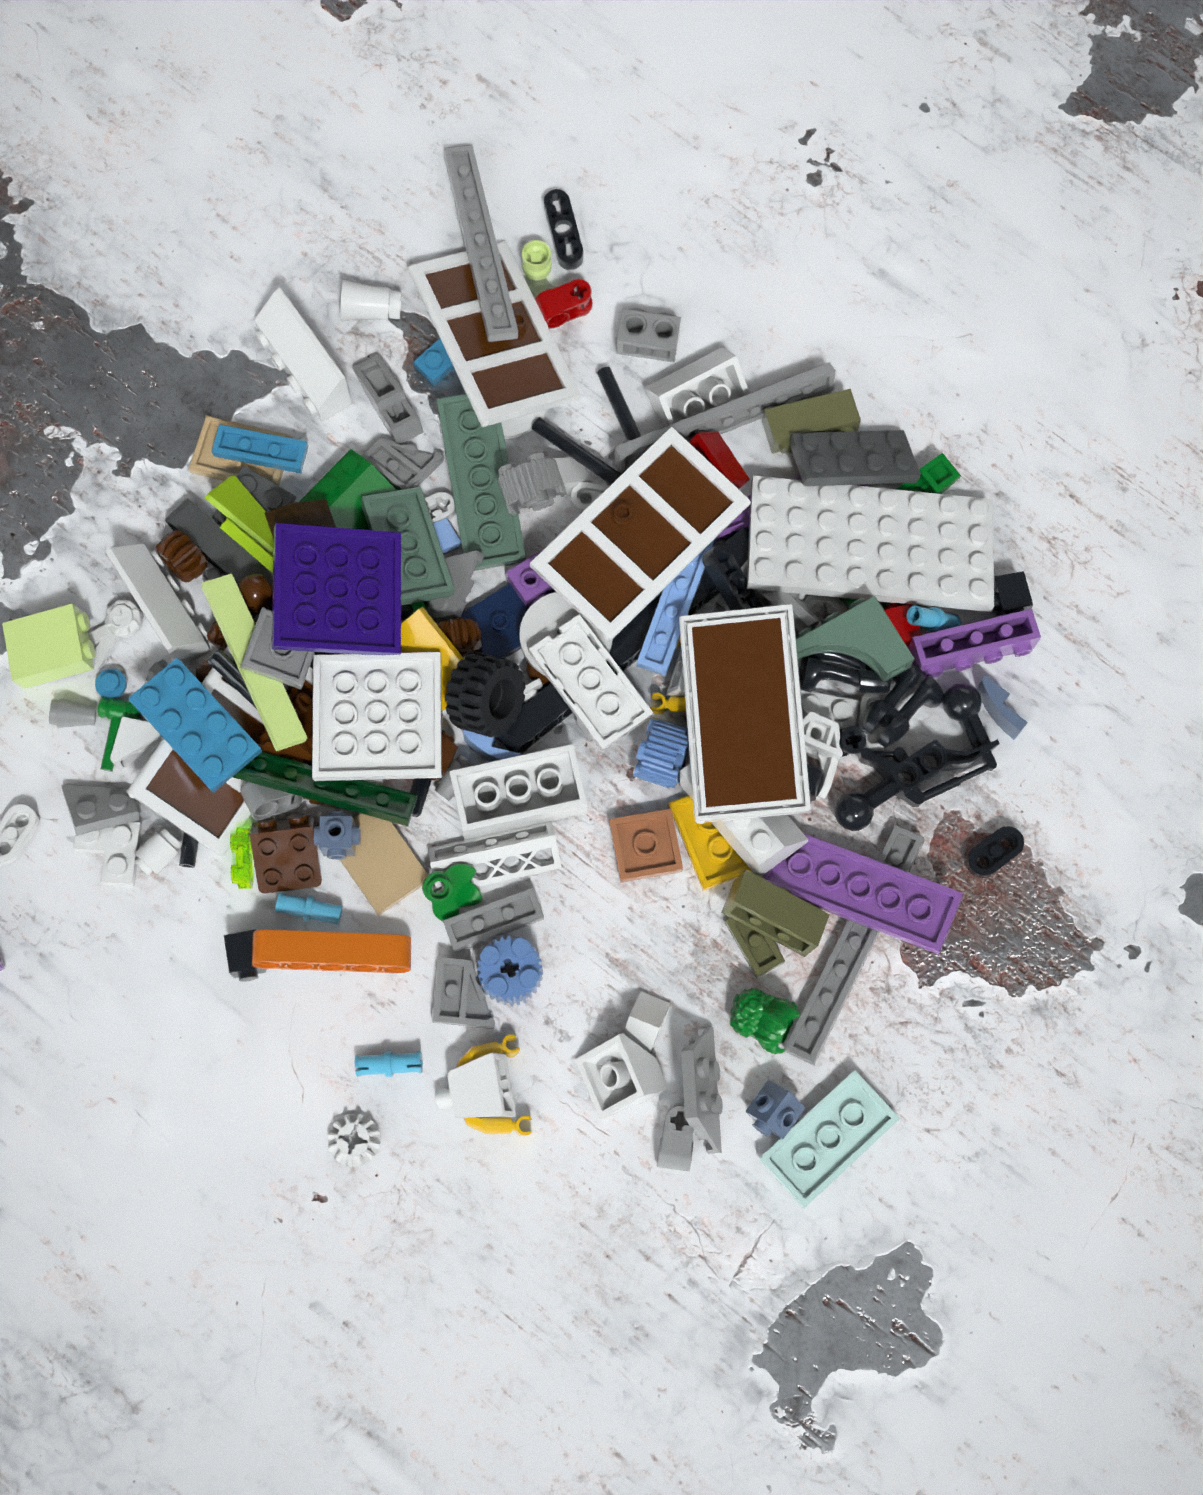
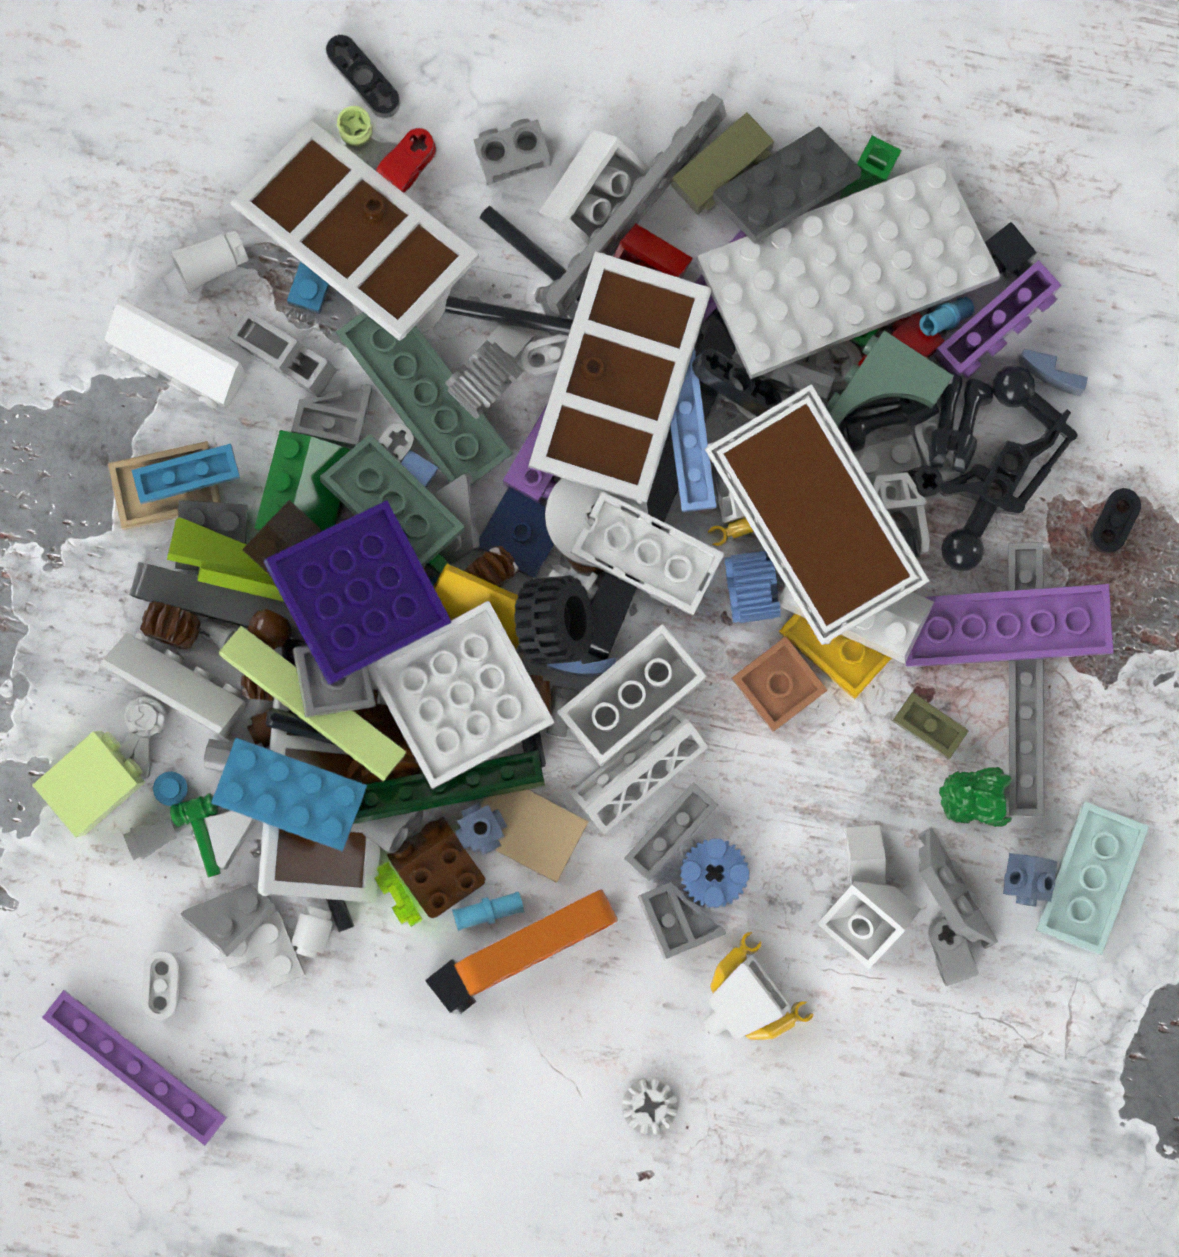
camera: 25 degrees left, 10 degrees up
(388, 1063) = (644, 1019): medium azure pin -> none
(455, 892) = (620, 822): green plate -> none
(480, 244) = (289, 138): light grey plate -> none
(775, 913) = (938, 689): olive brick -> none

